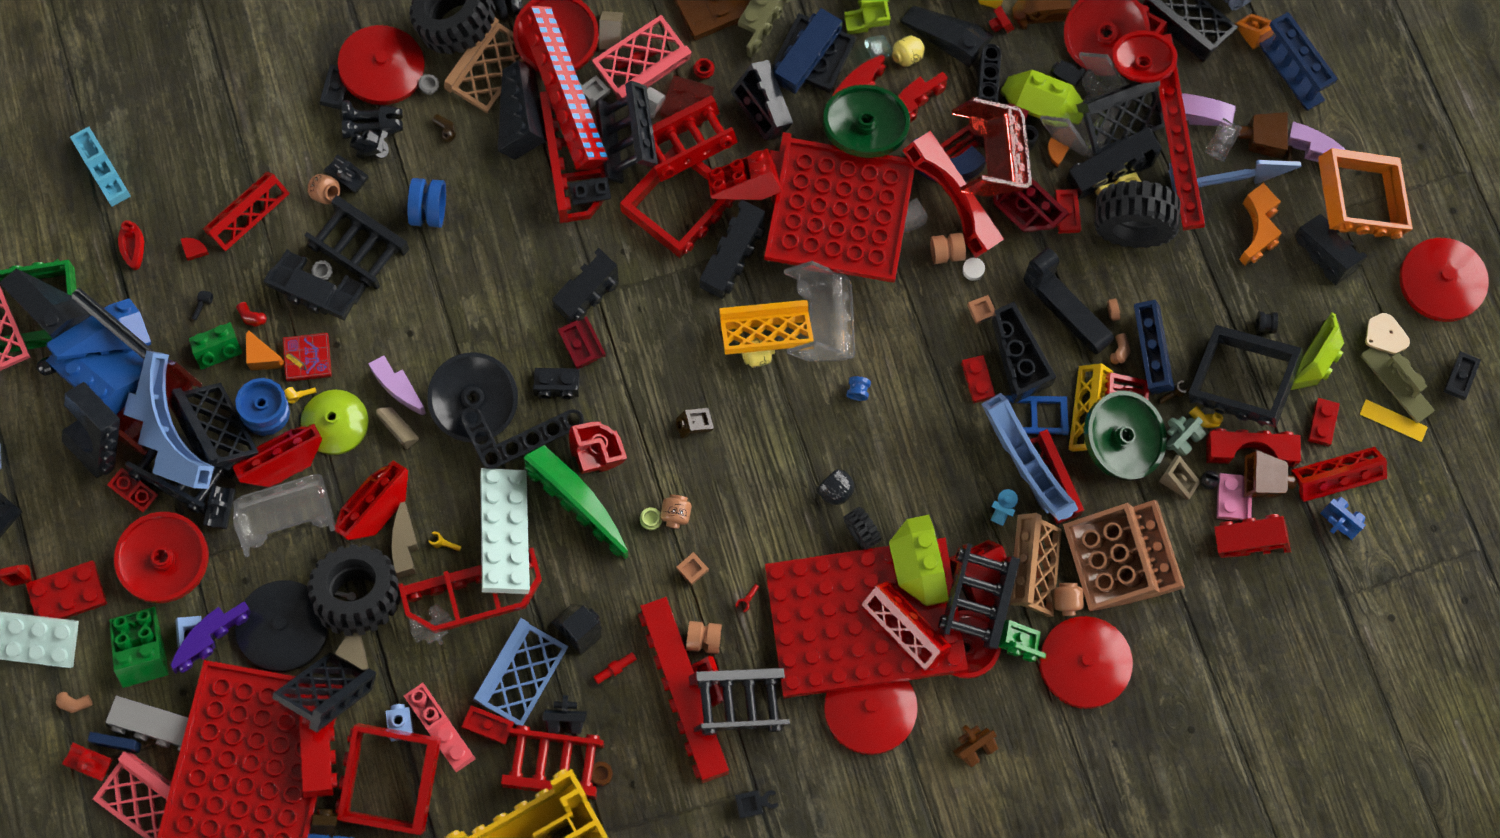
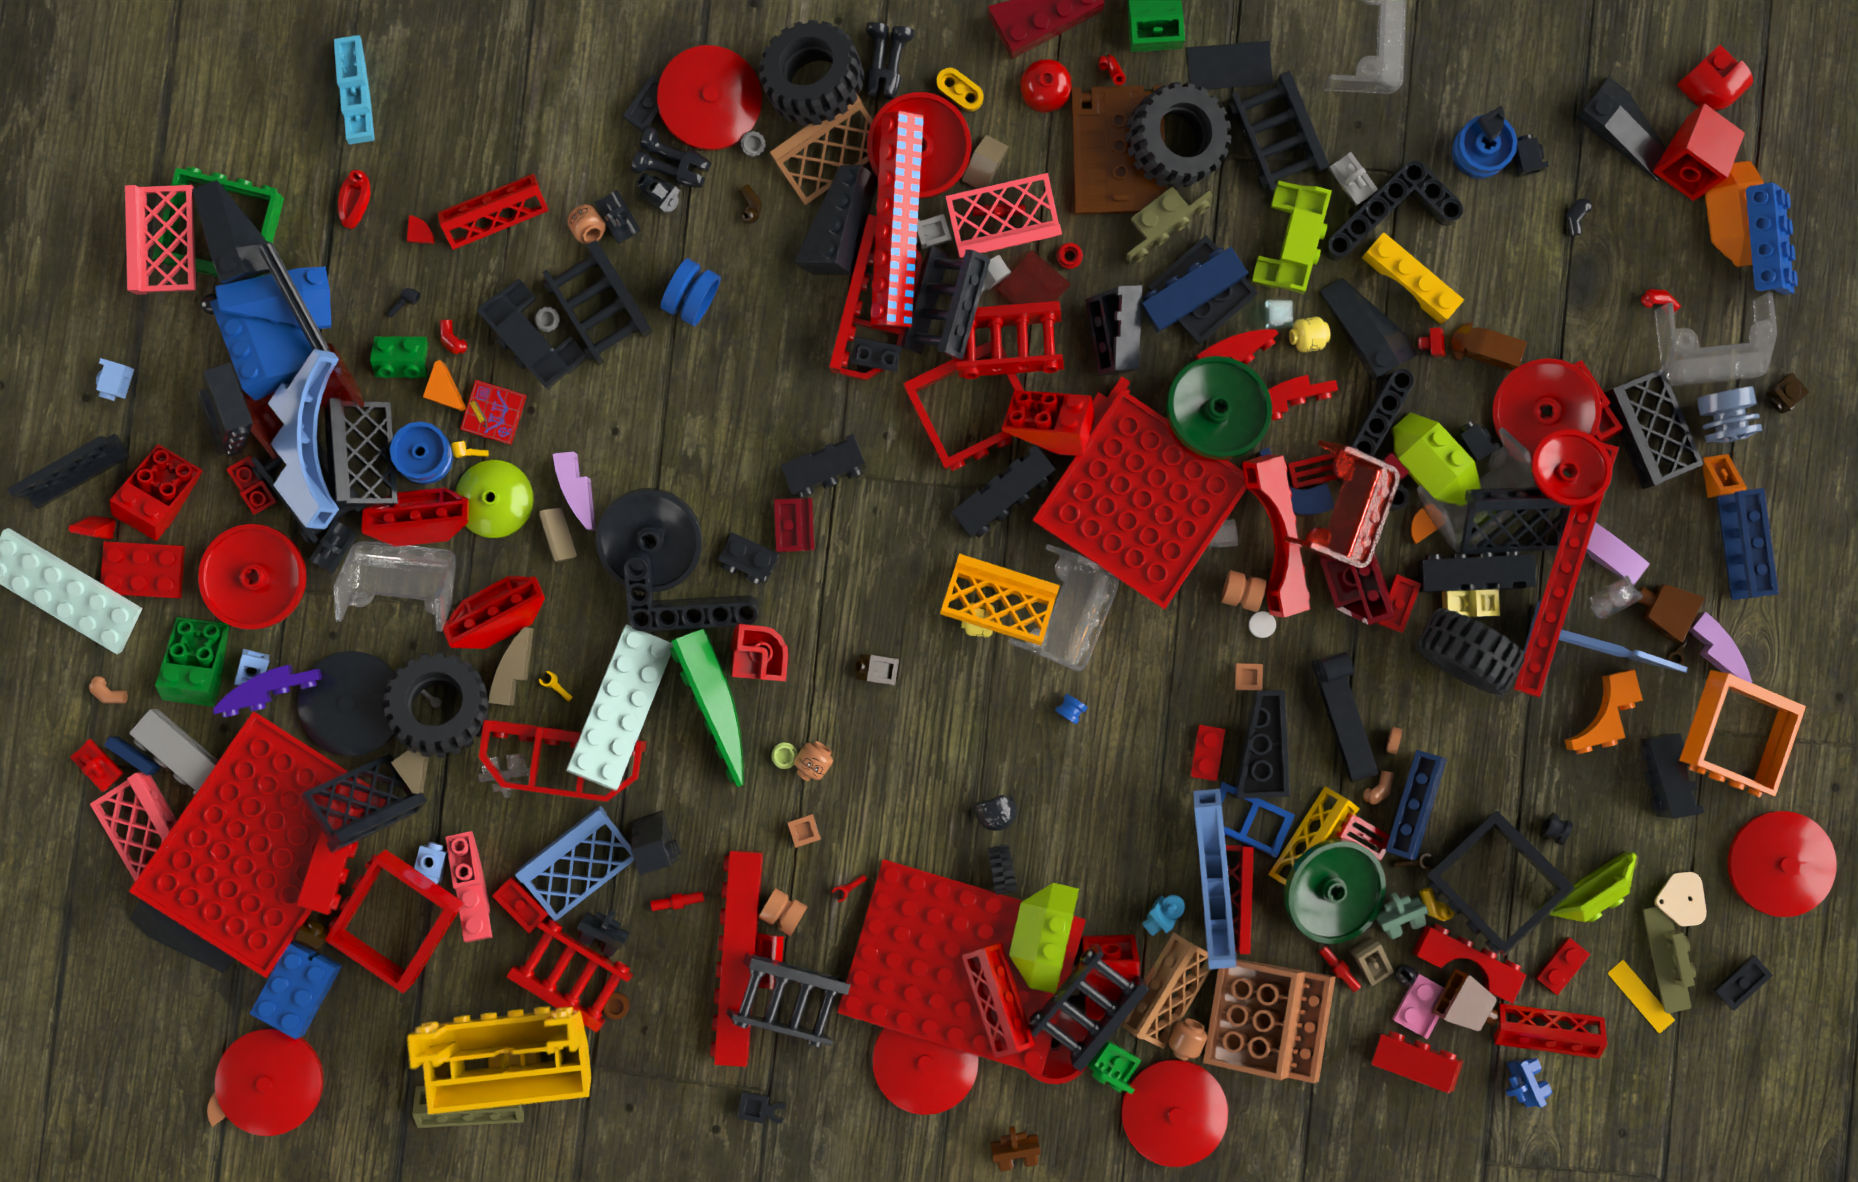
camera: 30 degrees right, 15 degrees up
(54, 528) = (155, 492): none -> red slope
(1158, 495) = (1339, 968): none -> red bar

